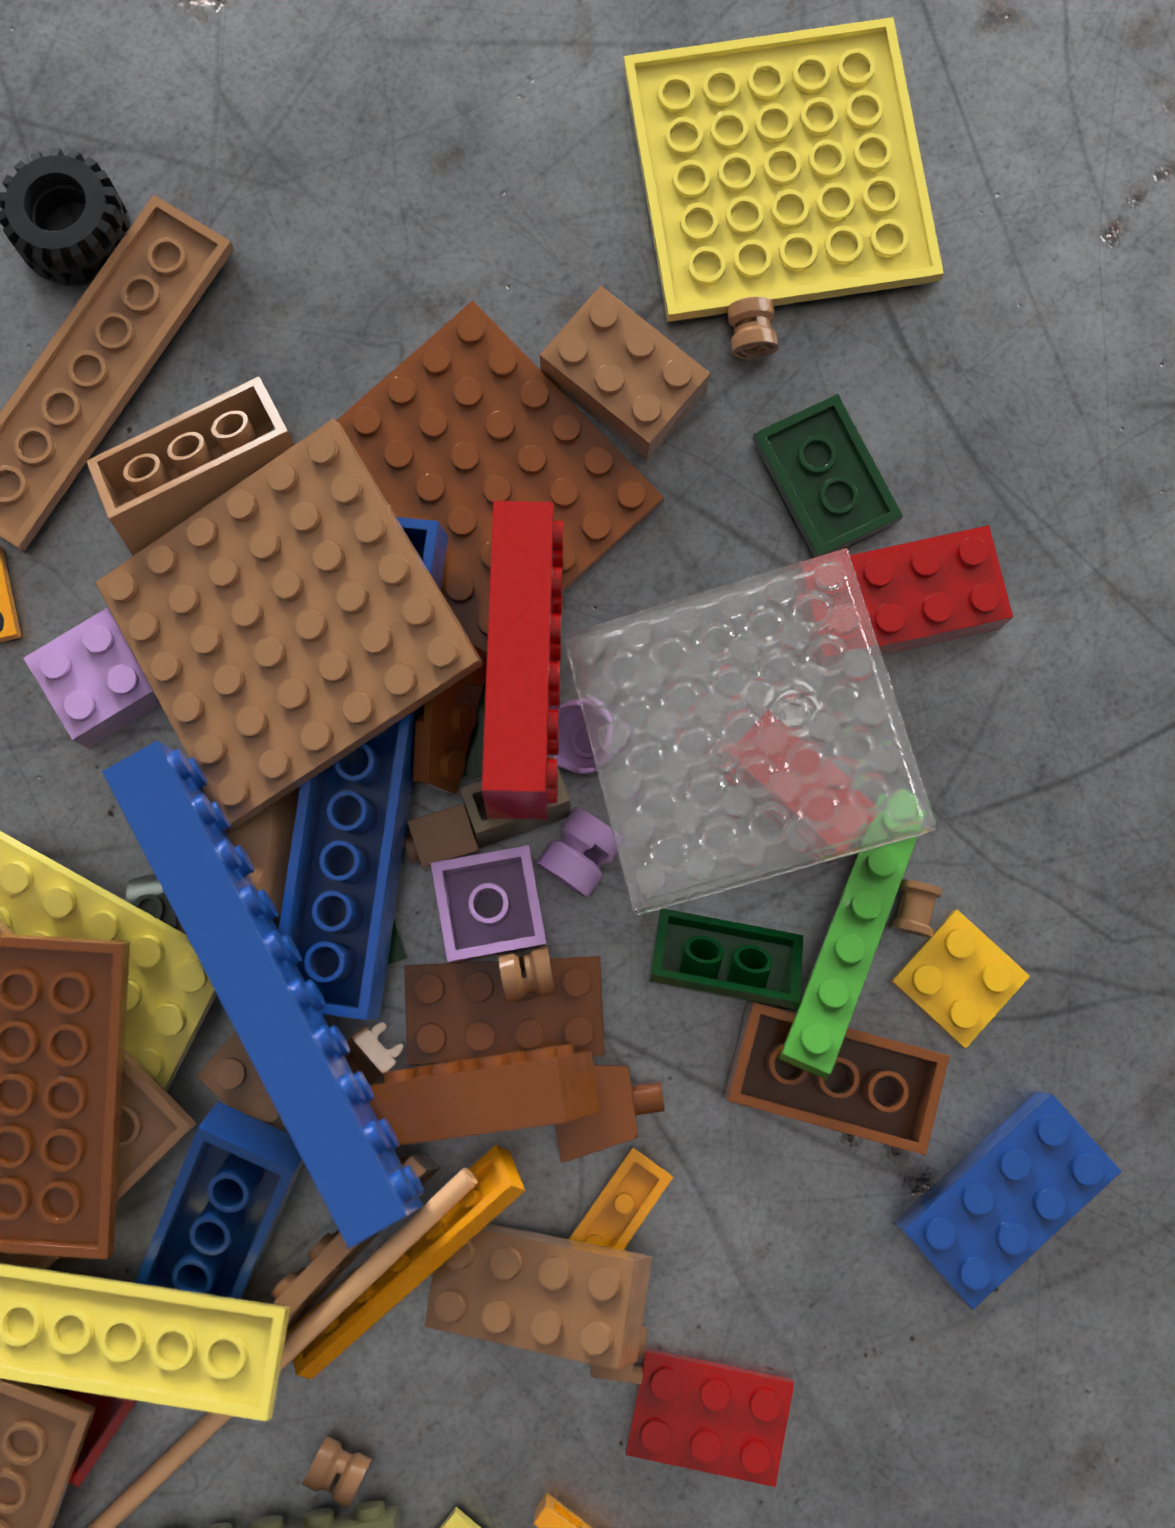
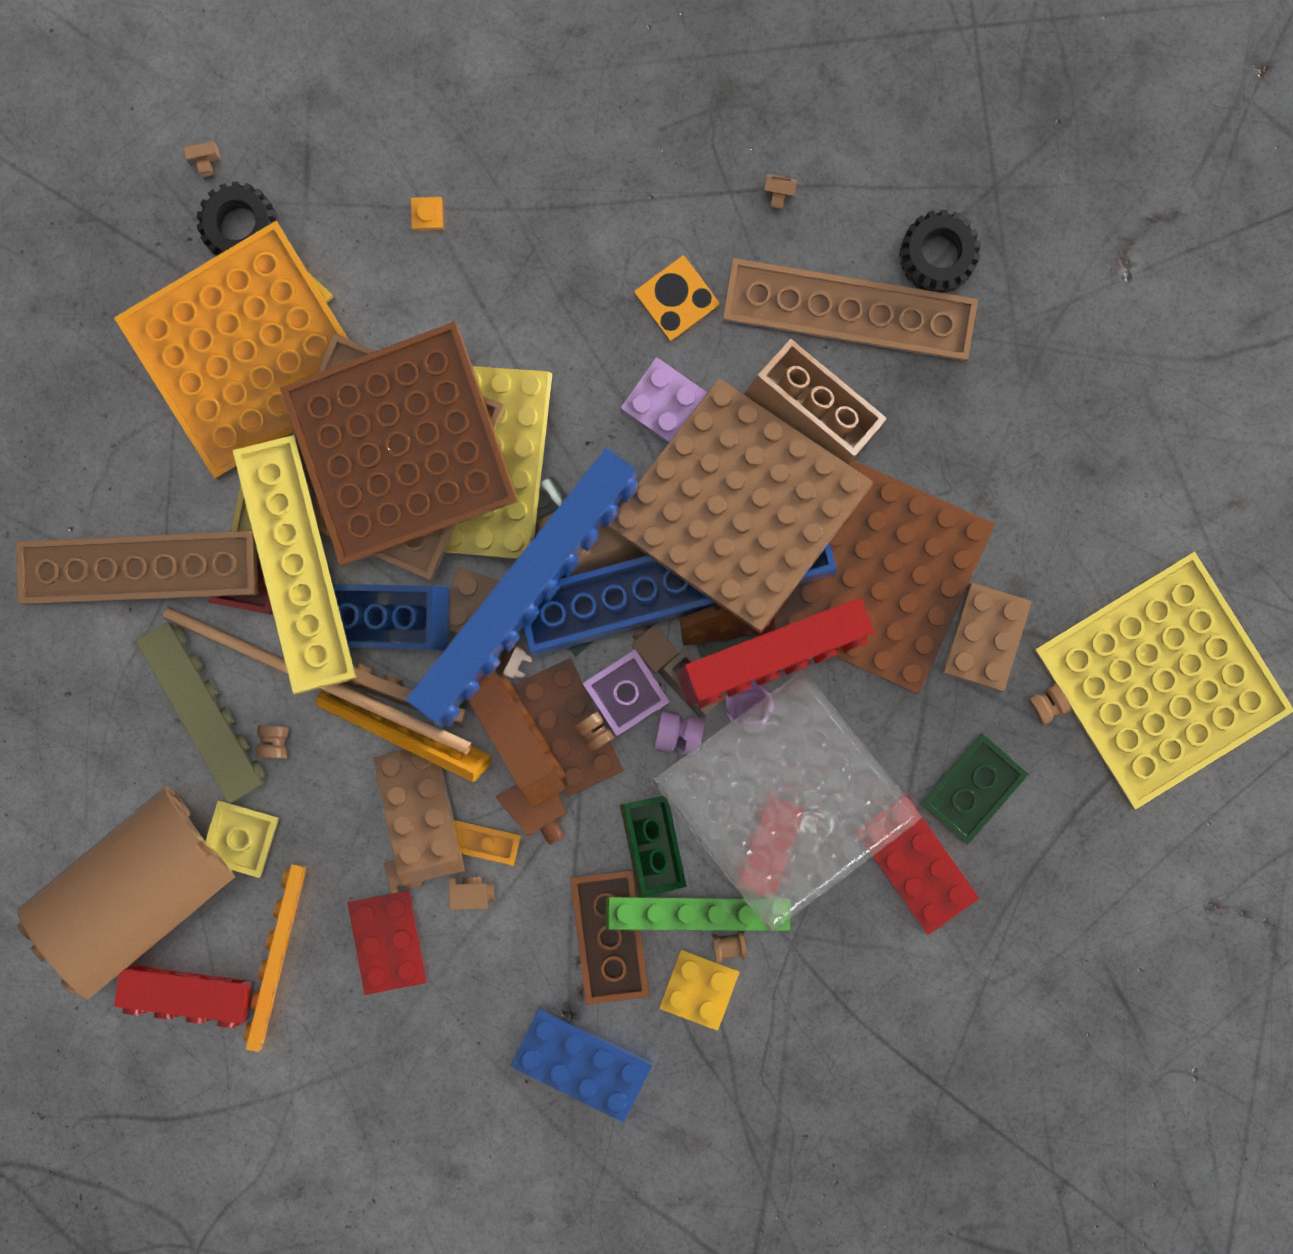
camera: 70 degrees right, 5 degrees up
(688, 1260) = (470, 893): none -> medium nougat brick

